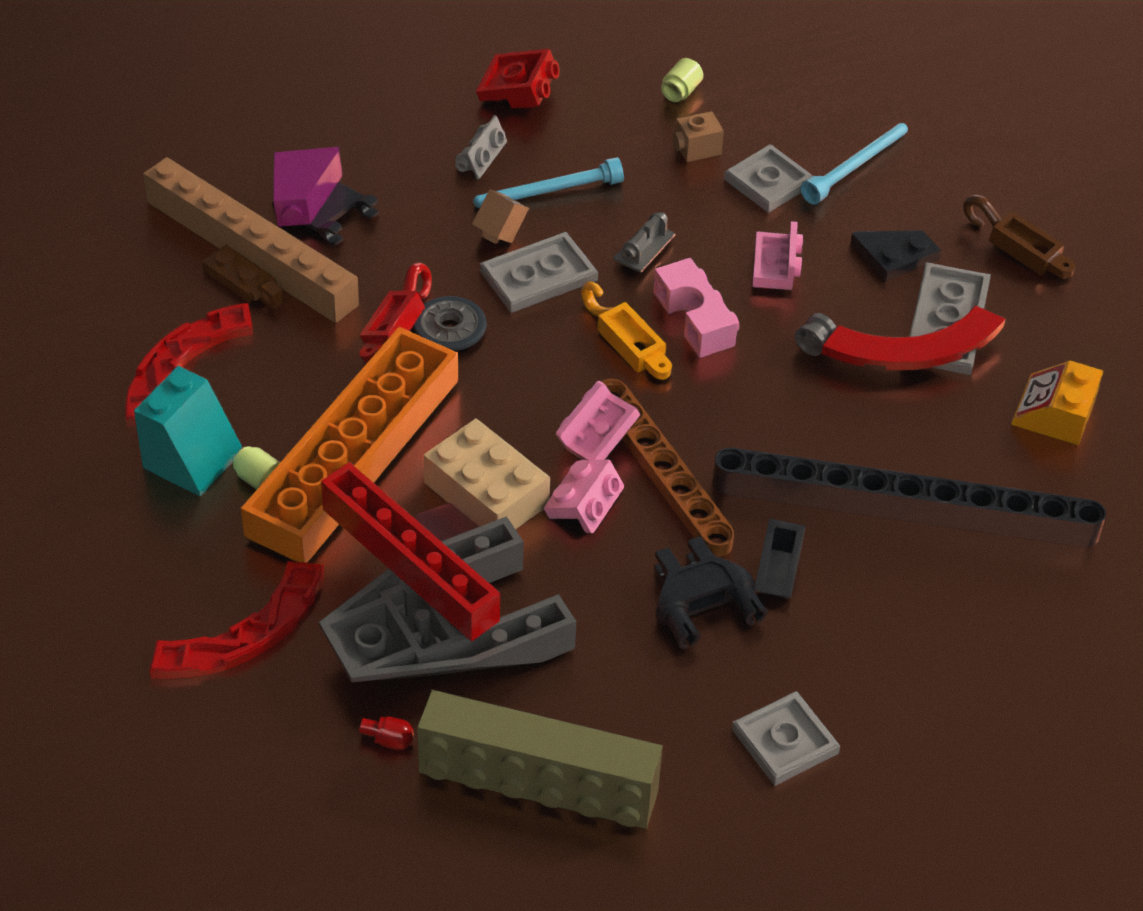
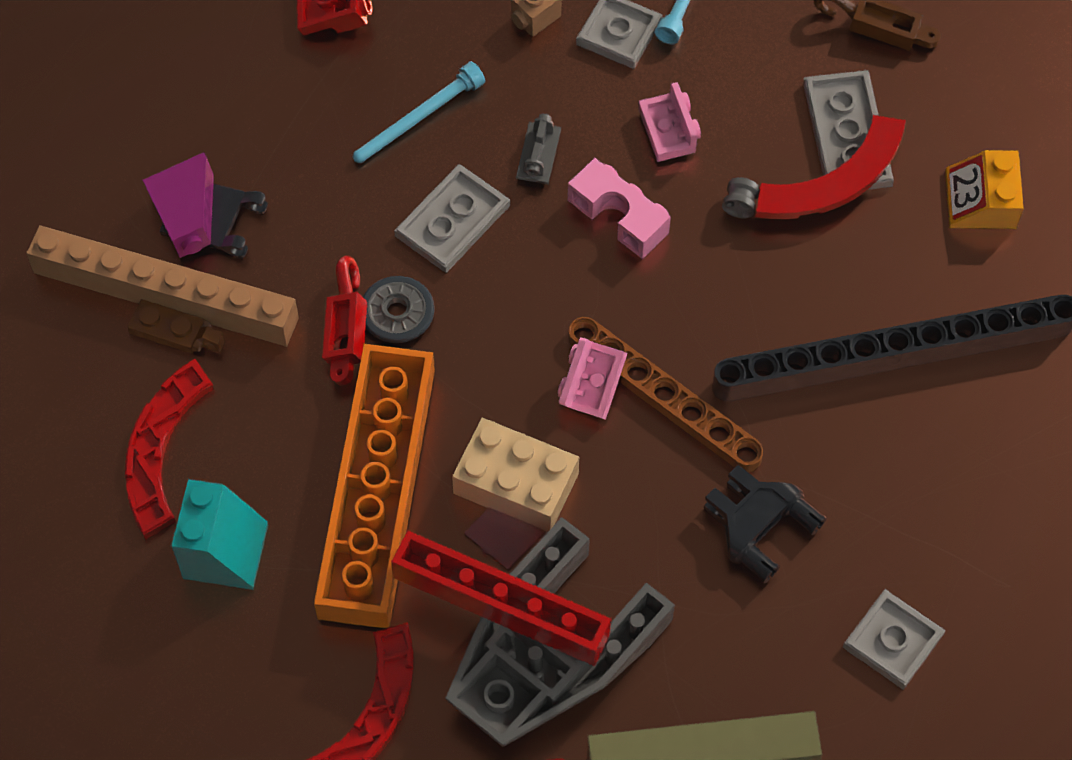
camera: 20 degrees left, 15 degrees up
(254, 465) = (299, 543): yellowish green brick -> none
(483, 148) = (335, 82): light grey hinge -> none
(499, 217) = (393, 173): medium nougat brick -> none
(586, 493) = (609, 452): bright pink bracket -> none
(623, 329) = (564, 258): light orange piece -> none
(780, 558) = (816, 460): black slope -> none
(895, 251) = (770, 72): black wing -> none

